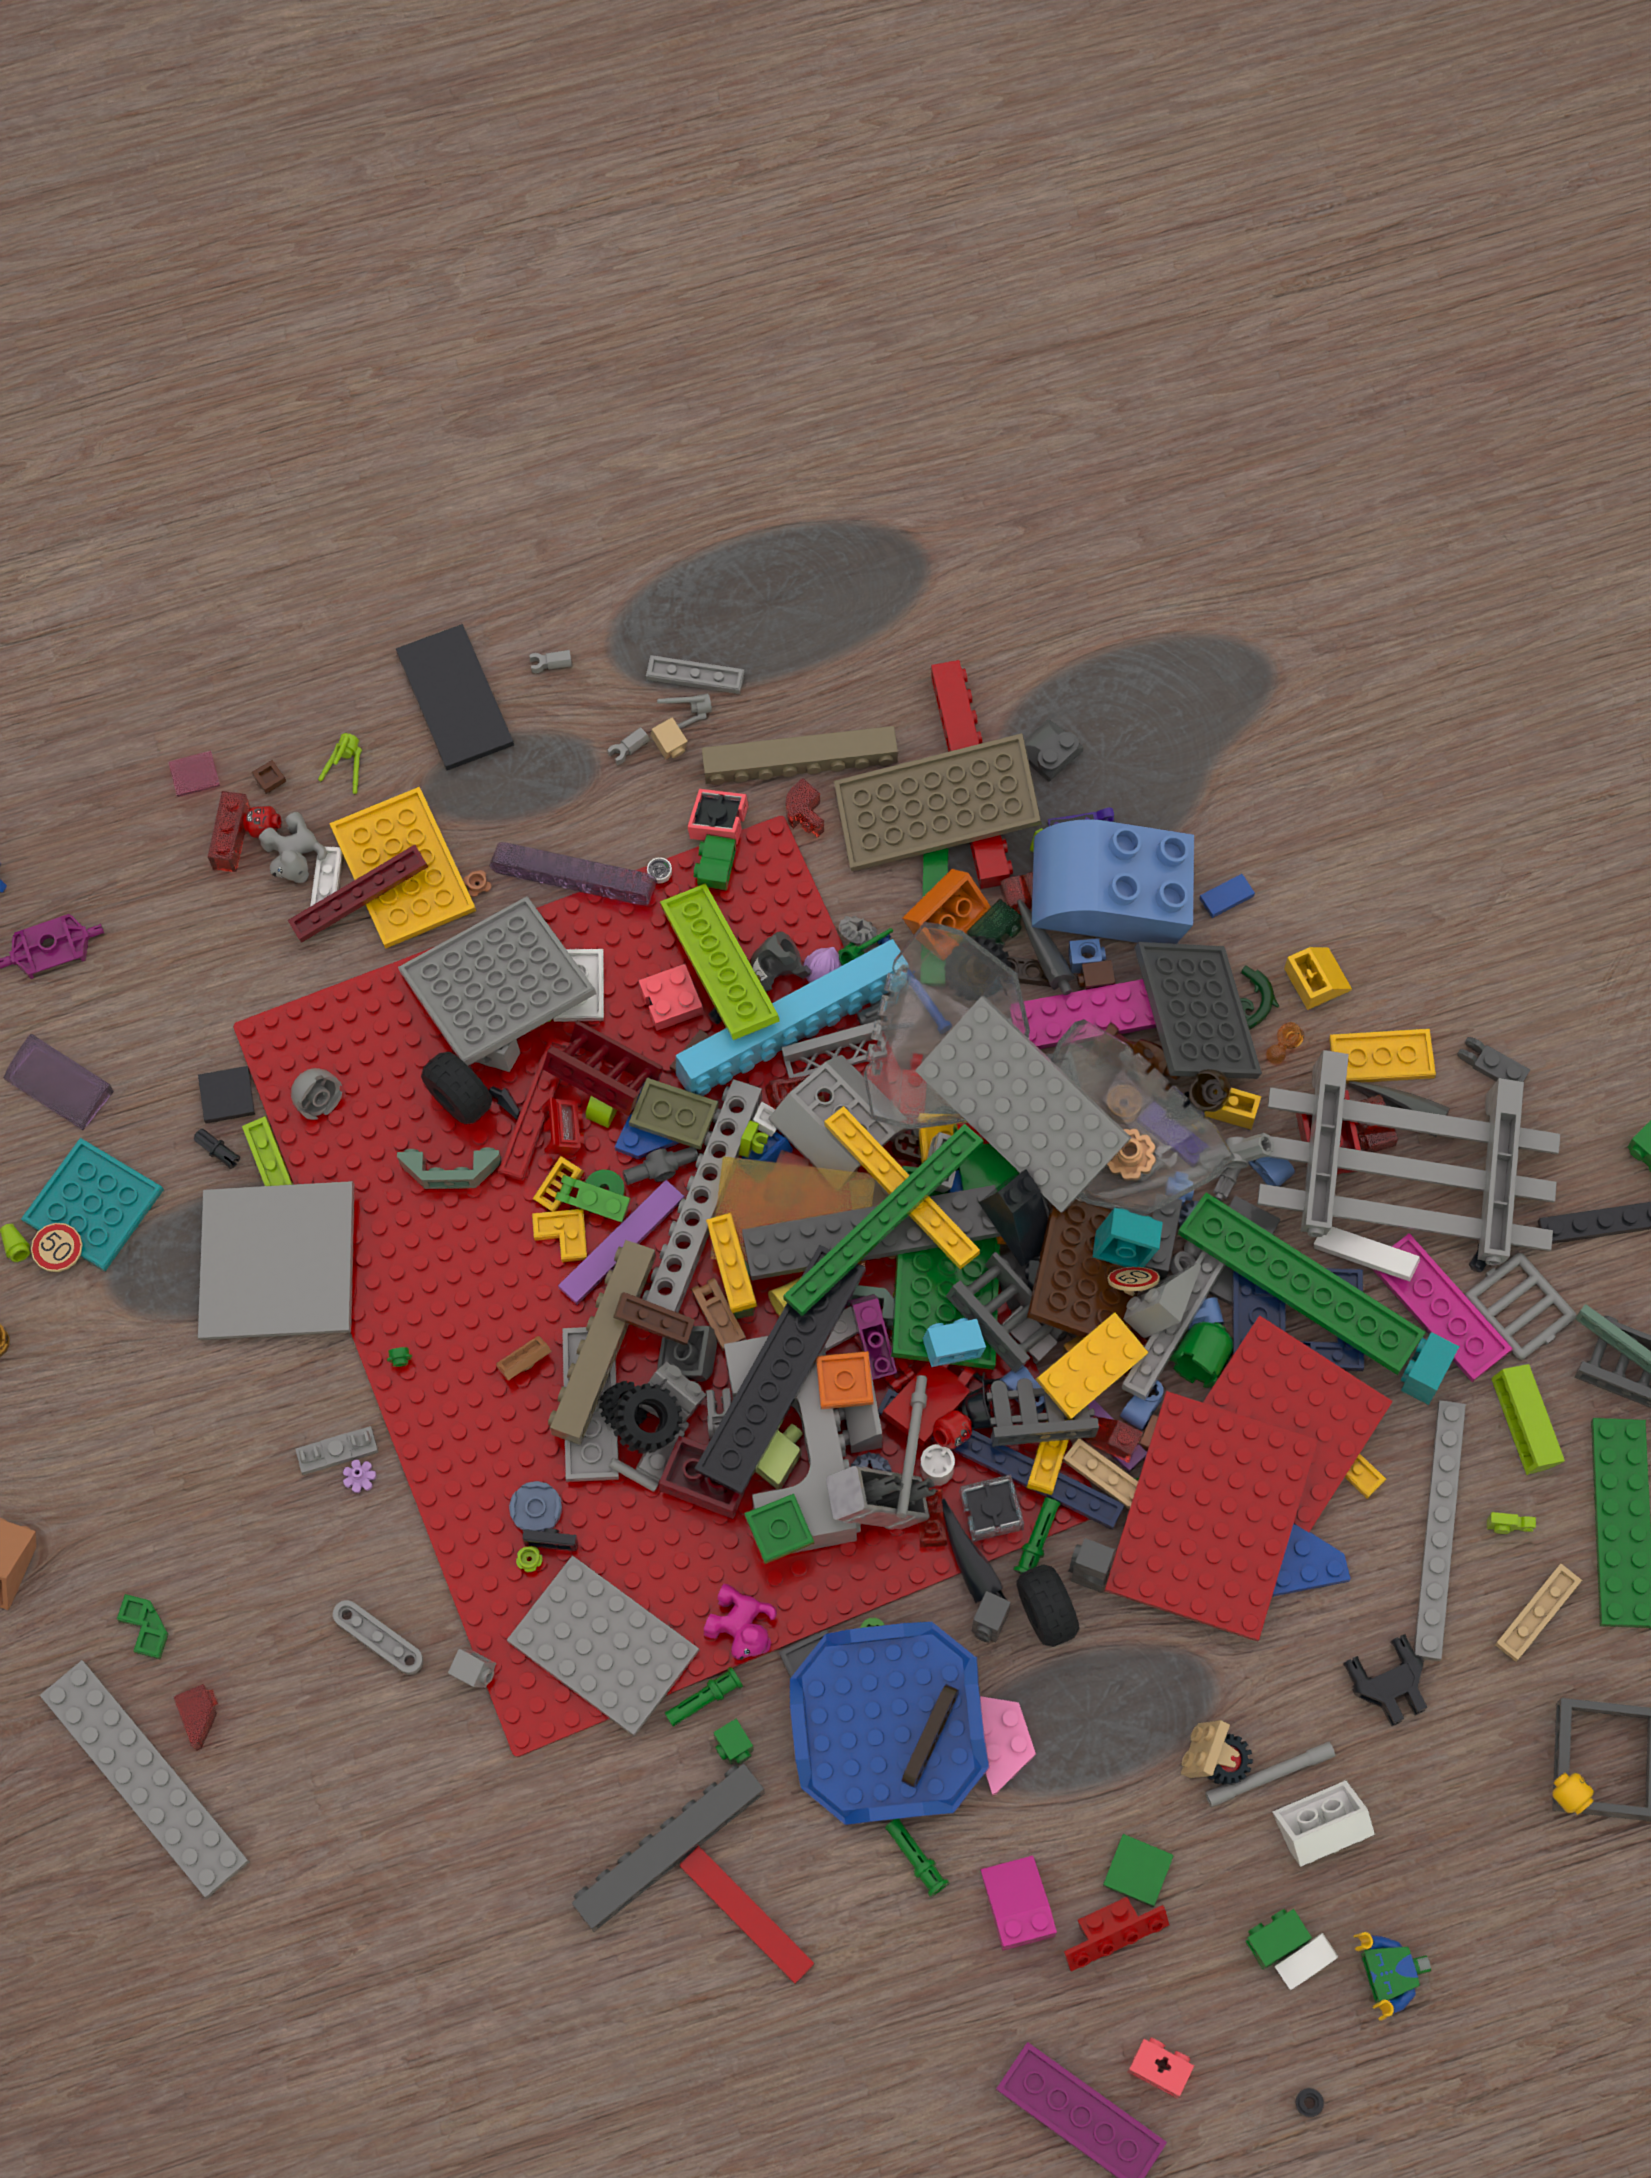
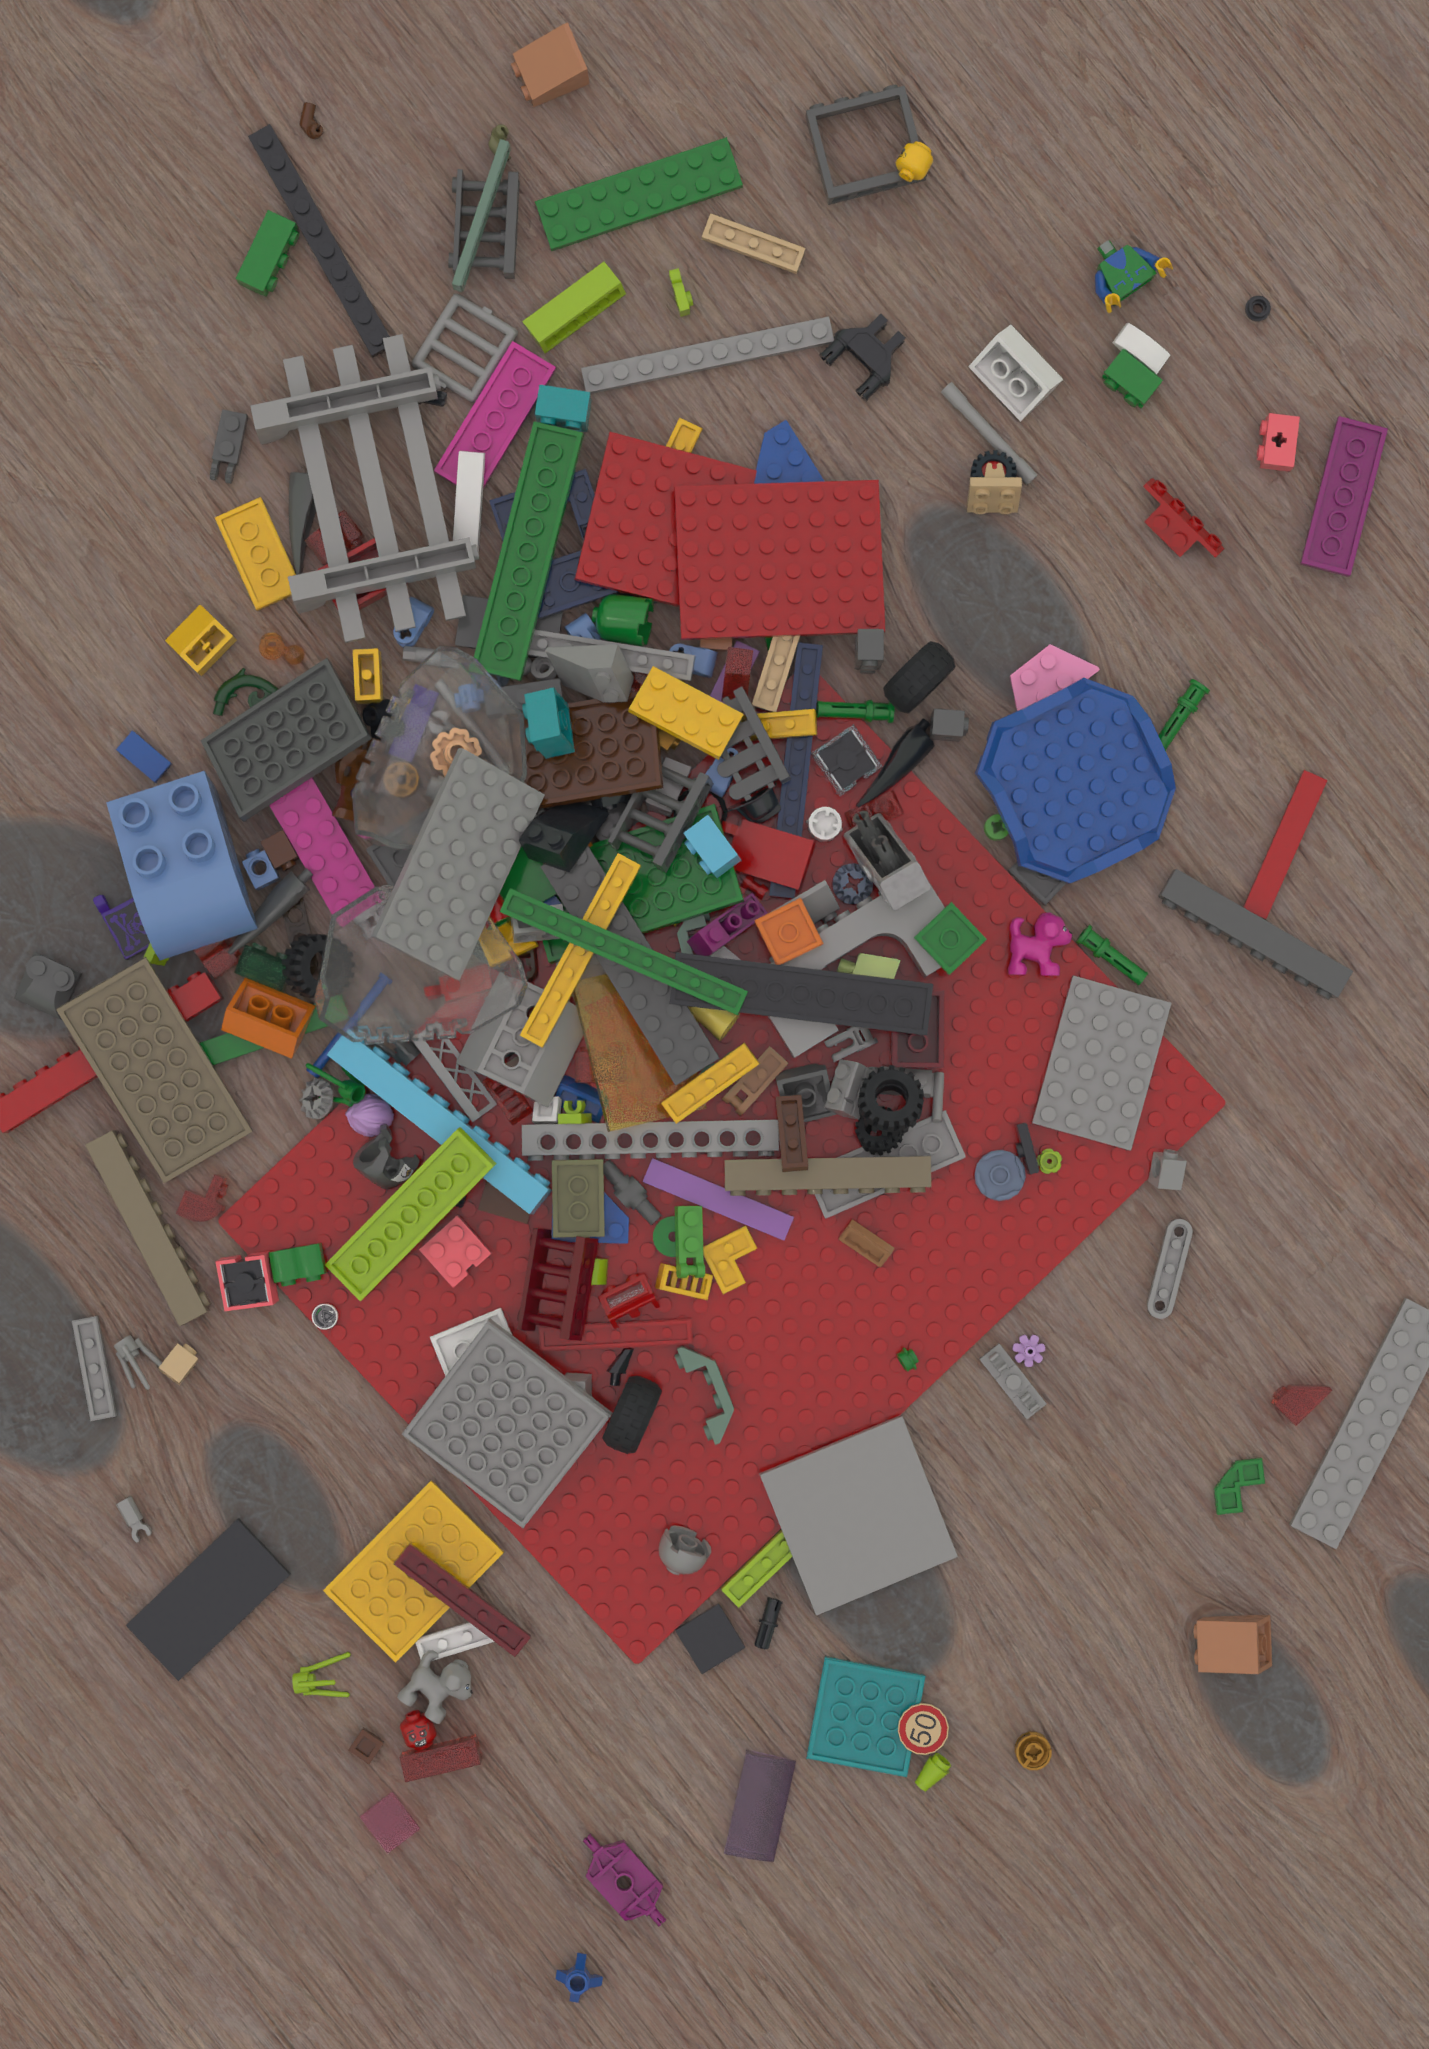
camera: 115 degrees left, 20 degrees up
(472, 878) = (410, 1490): nougat plate -> none
(573, 873) = (360, 1399): clear purple beam -> none
(629, 745) = (197, 1401): light grey bar -> none
(733, 1743) = (1143, 913): green brick -> none
(918, 1403) = (778, 860): light grey bar -> none
(930, 1736) = (1083, 734): dark brown beam -> none
(952, 1429) = (791, 820): red head -> none
(1018, 1903) = (1185, 612): dark pink slope -> none
(1133, 1279) = (585, 704): piece -> none
(1138, 1870) = (1116, 520): green tile -> none
(1203, 1089) = (378, 697): dark brown helmet -> none
(1249, 1149) = (415, 641): light grey piece -> none

